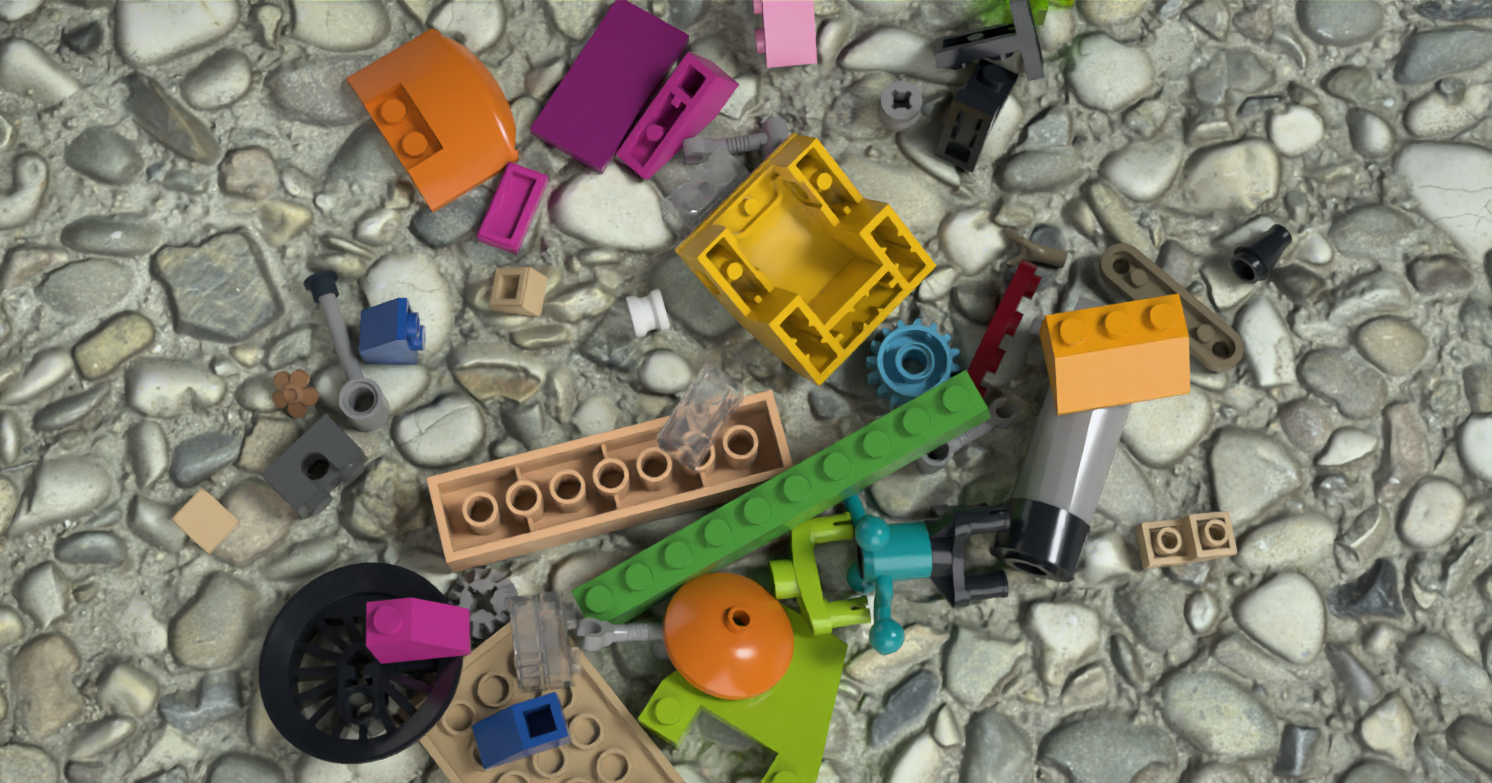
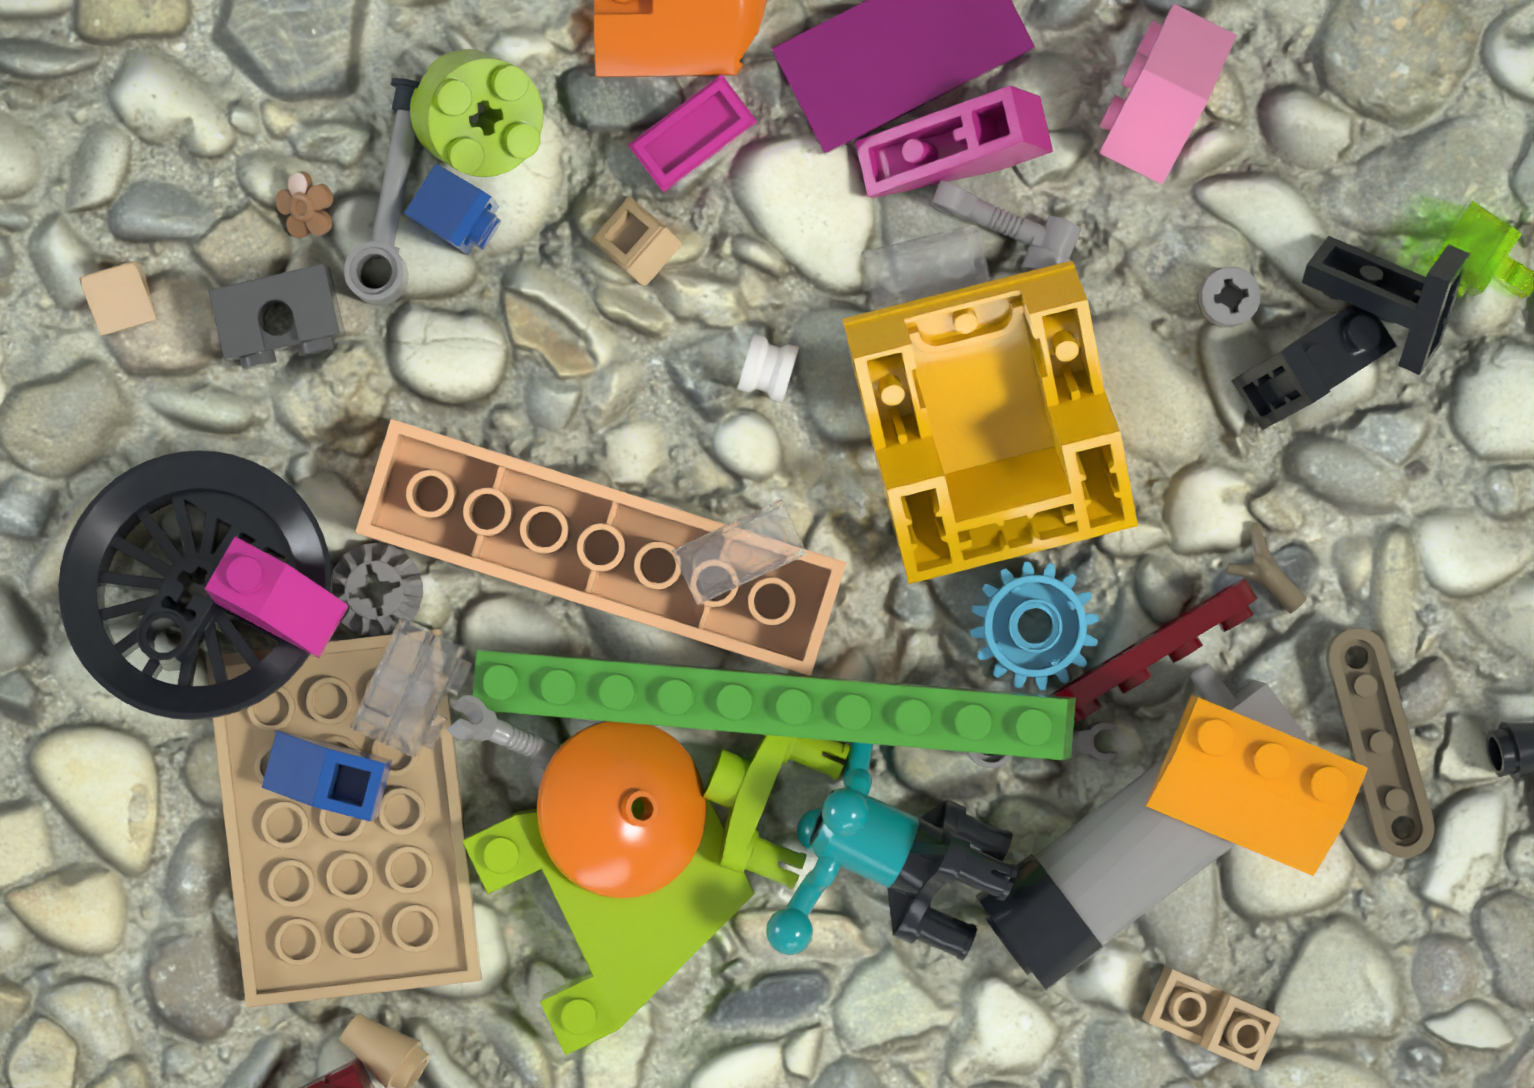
camera: 35 degrees right, 15 degrees up
(384, 248) = (505, 130): none -> lime brick

